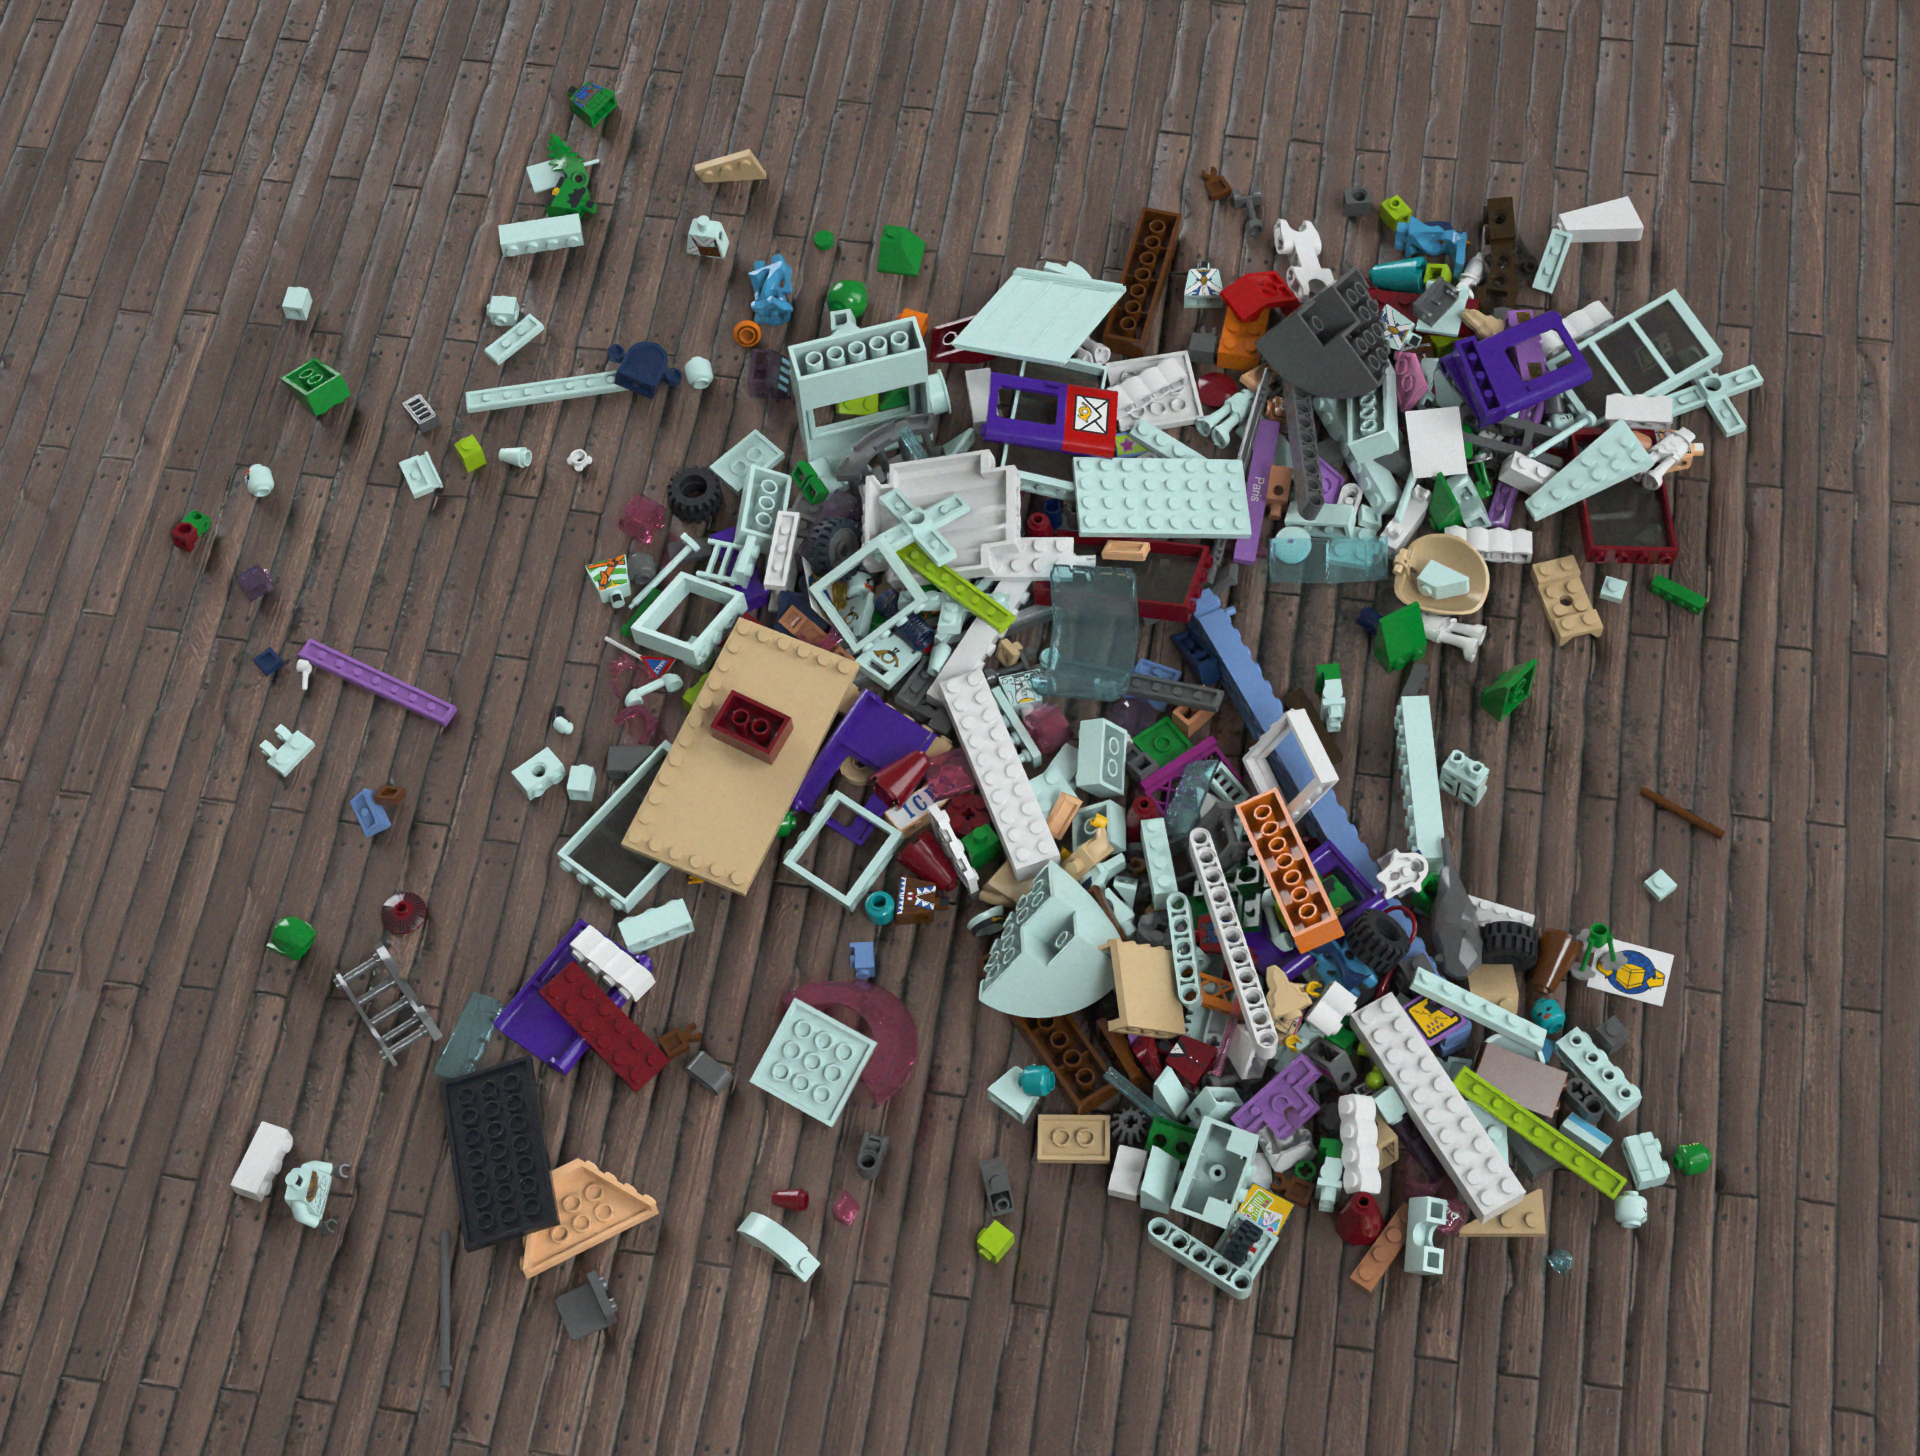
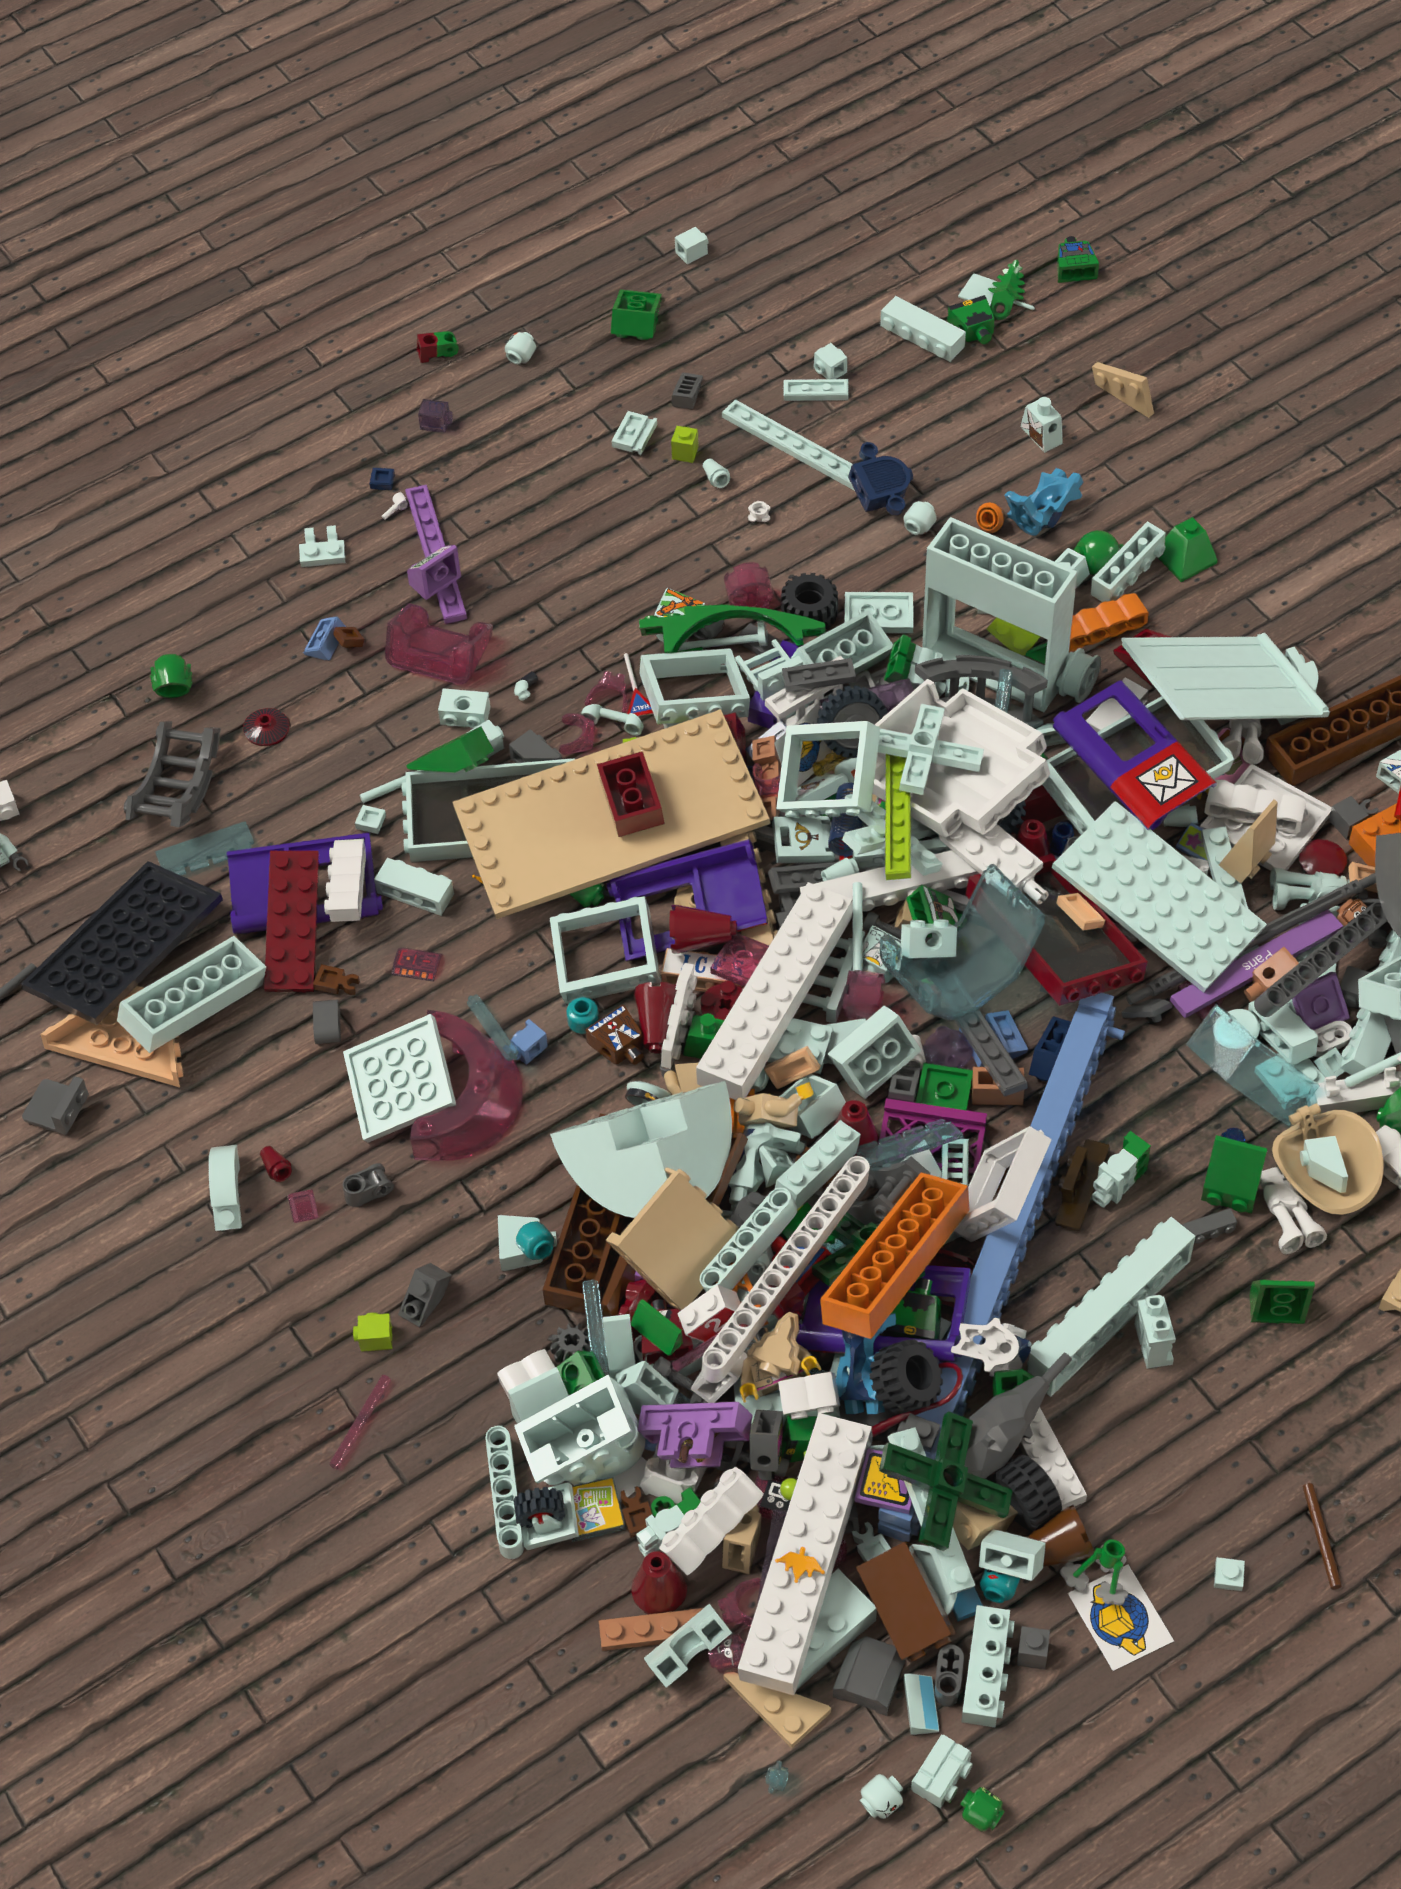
camera: 45 degrees right, 5 degrees down
(401, 693) = (435, 571): none -> medium lavender slope
(467, 749) = (434, 650): none -> clear pink windscreen
(550, 873) = (383, 789): none -> light aqua bar
(566, 909) = (370, 819): none -> light aqua plate
(579, 810) = (460, 753): none -> green slope
(601, 1140) = (191, 994): none -> light aqua brick
(632, 588) = (678, 627): none -> green slope
(718, 978) = (416, 964): none -> clear pink piece
(783, 536) = (818, 675): none -> dark grey plate
(824, 240) = (1137, 497): green tile -> none
(829, 971) = (492, 1027): none -> clear light blue axle
(877, 287) = (1128, 563): none -> light aqua brick
(1007, 698) = (857, 927): none -> light aqua bar
(1028, 635) = (931, 905): none -> green torso
(1053, 1308) = (359, 1422): none -> clear pink bar
(1055, 652) = (942, 942): none -> light aqua brick
(1074, 1139) = (520, 1314): tan plate -> none
(1176, 416) = (1253, 846): none -> tan slope
(1189, 1058) = (657, 1328): none -> green slope
(1209, 1017) = (709, 1313): none -> white brick
(1389, 1105) = (772, 1516): light aqua brick -> none
(1451, 1114) = (800, 1563): none -> light orange piece
(1473, 981) = (943, 1497): none -> dark green piece
(1539, 1133) = (869, 1657): lime tile -> none
(1546, 991) = (1012, 1554): none -> light aqua brick

